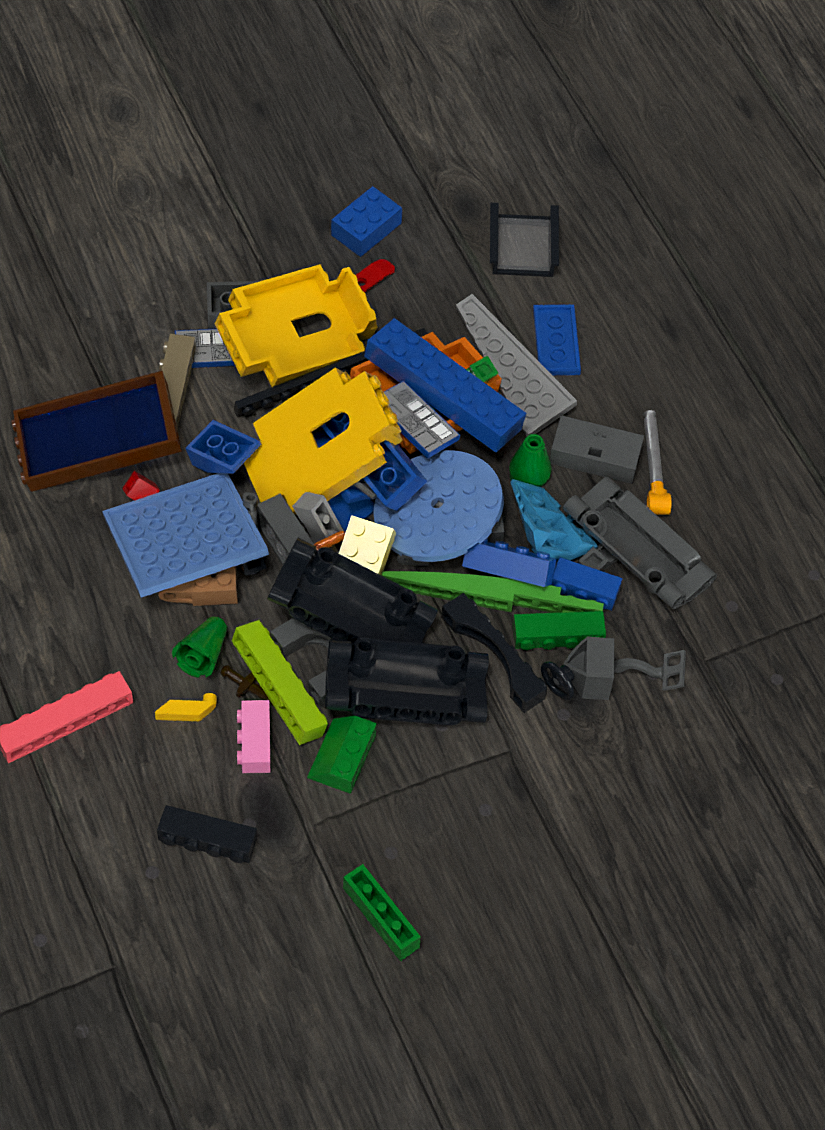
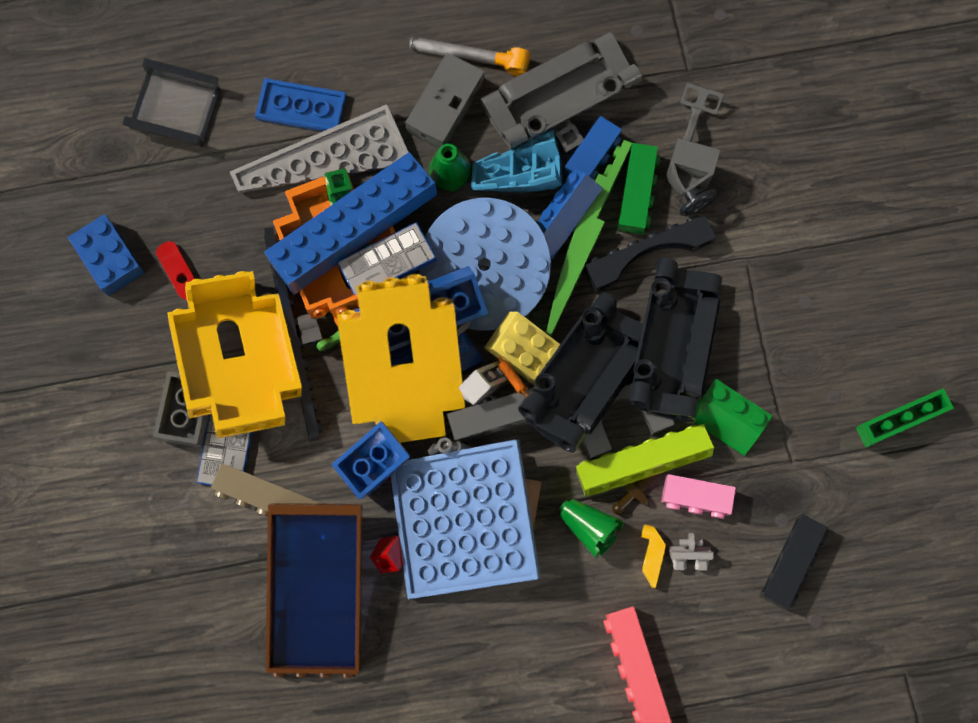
camera: 70 degrees left, 20 degrees up
(199, 737) = (690, 549): none -> light grey hips

